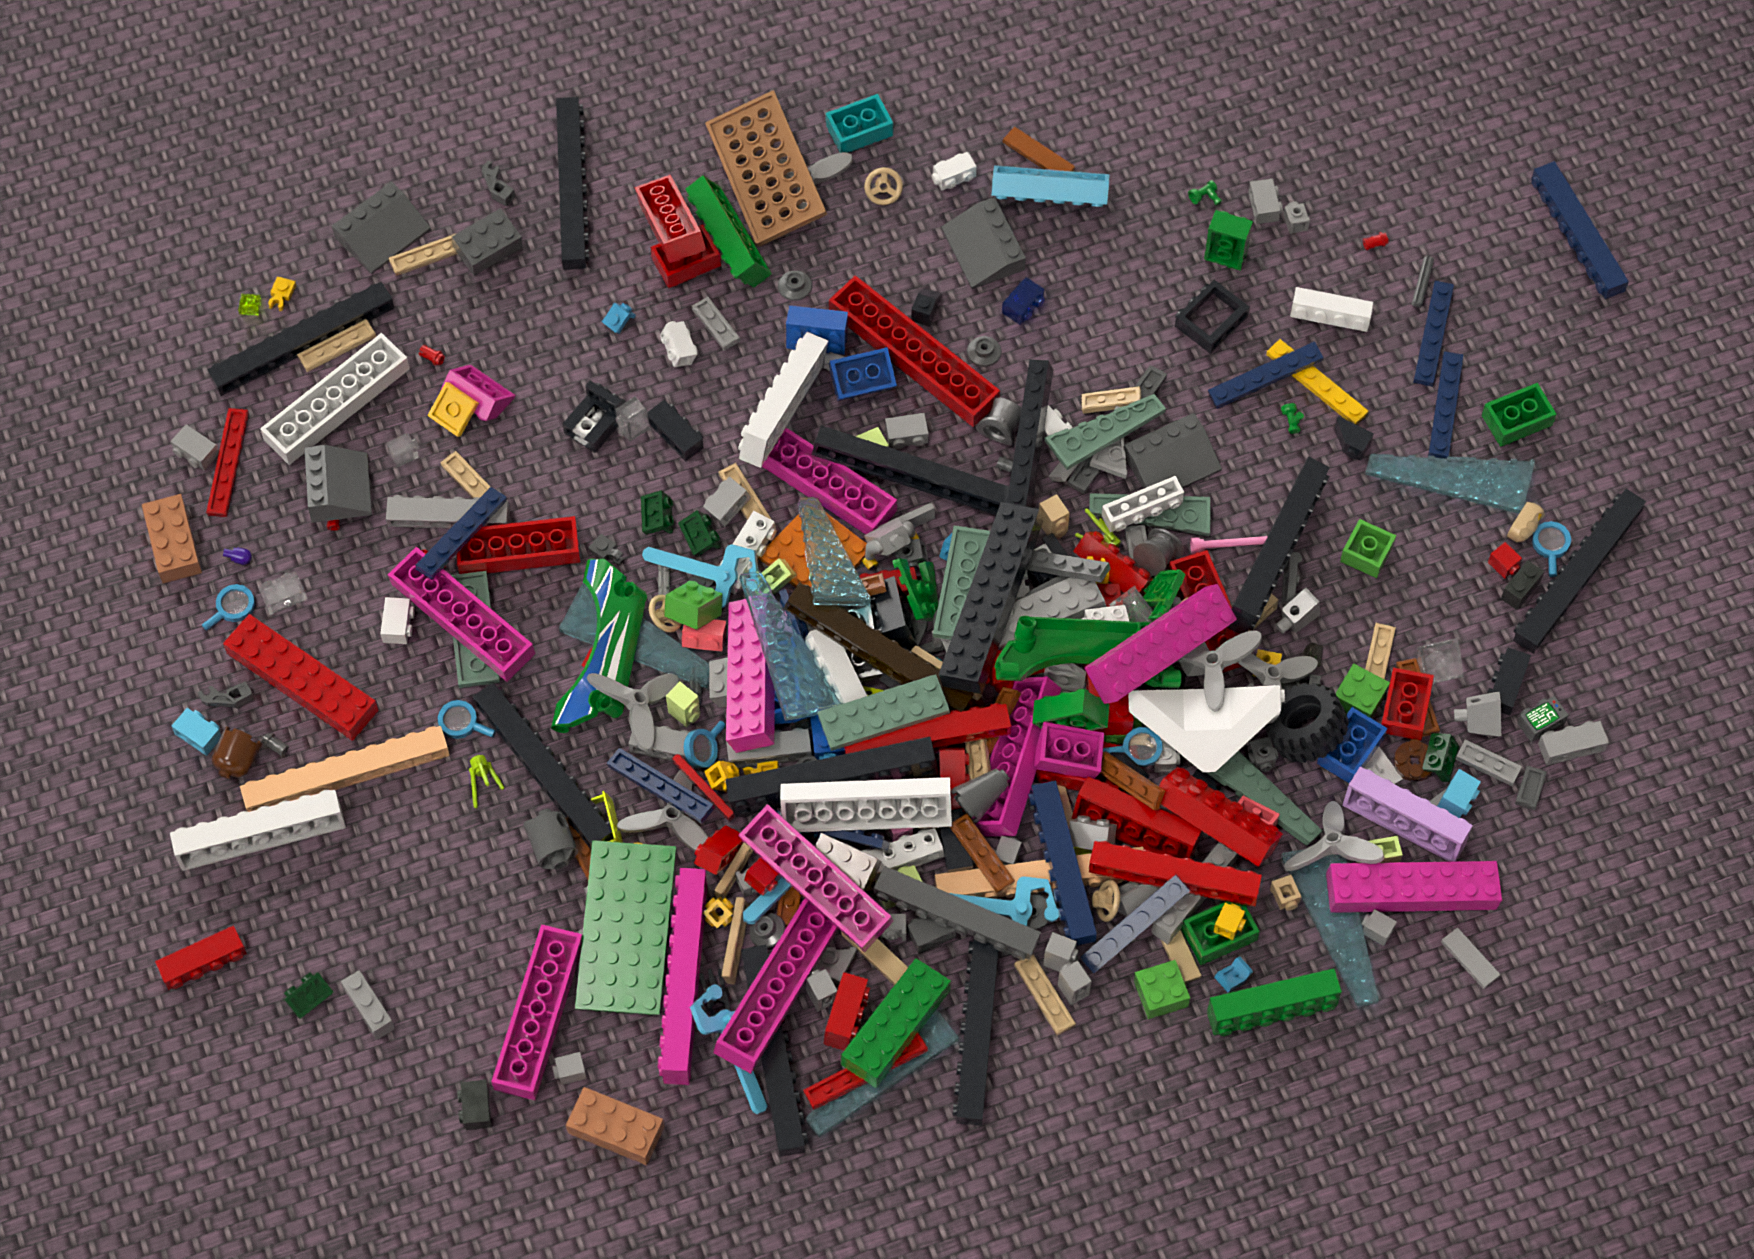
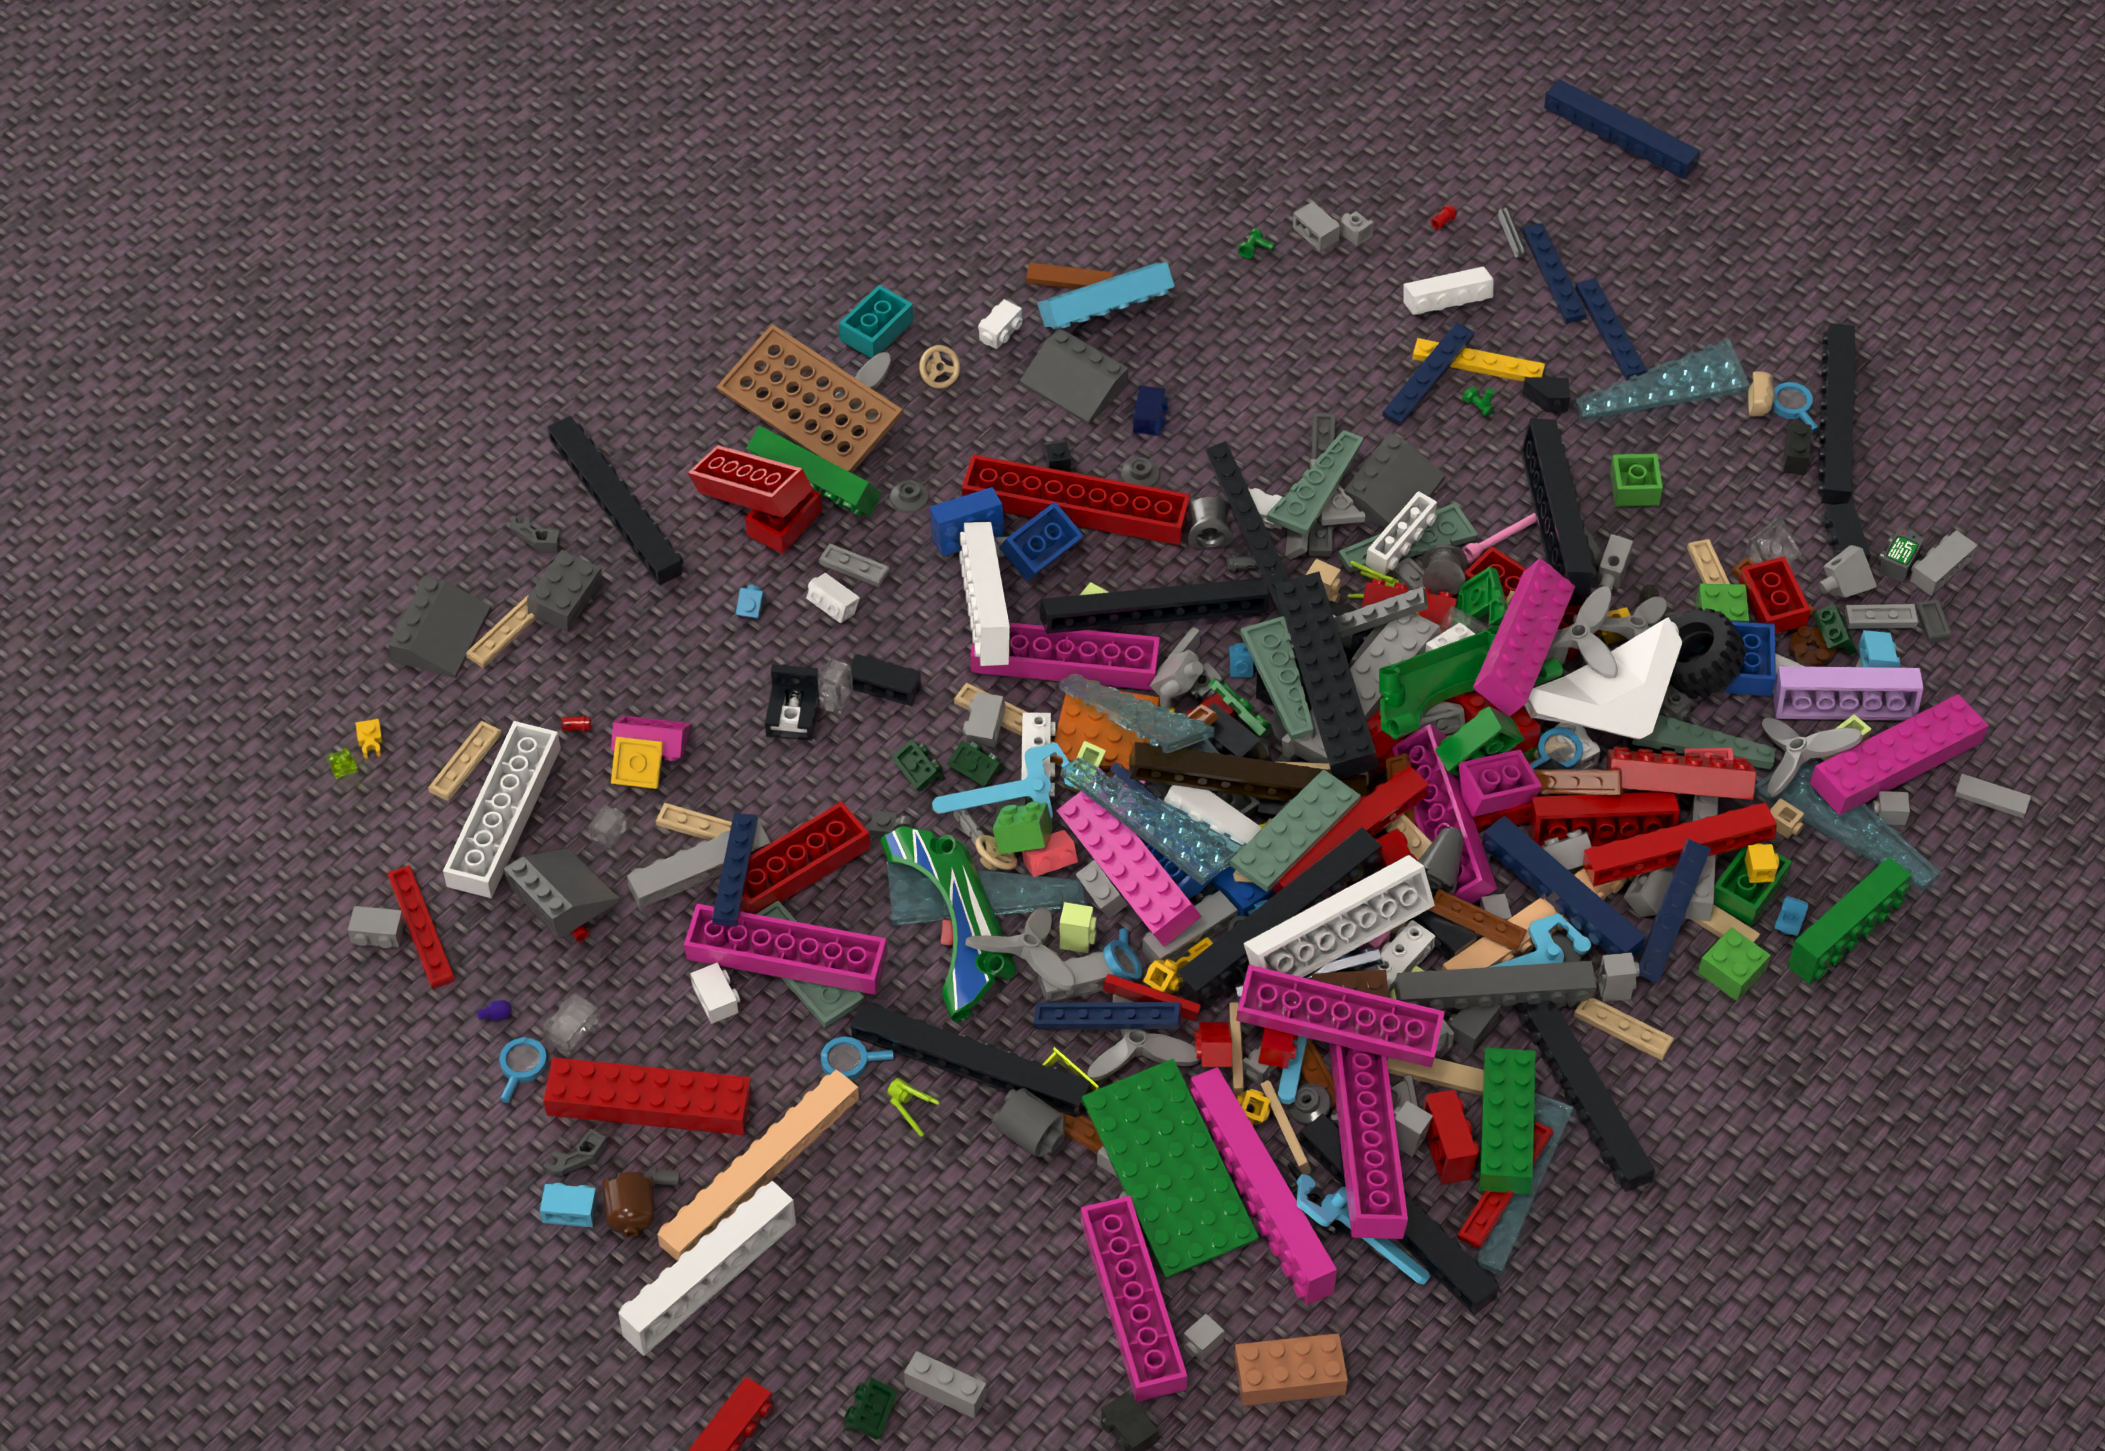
camera: 30 degrees left, 10 degrees down
(171, 538) = (411, 1027): nougat brick -> none
(285, 346) = (415, 776): black brick -> none
(906, 431) = (1119, 573): light grey brick -> none
(1074, 982) = (1649, 996): light grey brick -> none
(1103, 899) = (1624, 905): tan piece -> none
(1109, 399) = (1297, 460): tan tile -> none
(1211, 342) = (1335, 366): black window -> none
(1228, 240) = (1313, 268): green brick -> none
(1505, 560) = (1766, 435): red brick -> none
(1518, 414) = (1686, 304): green brick -> none

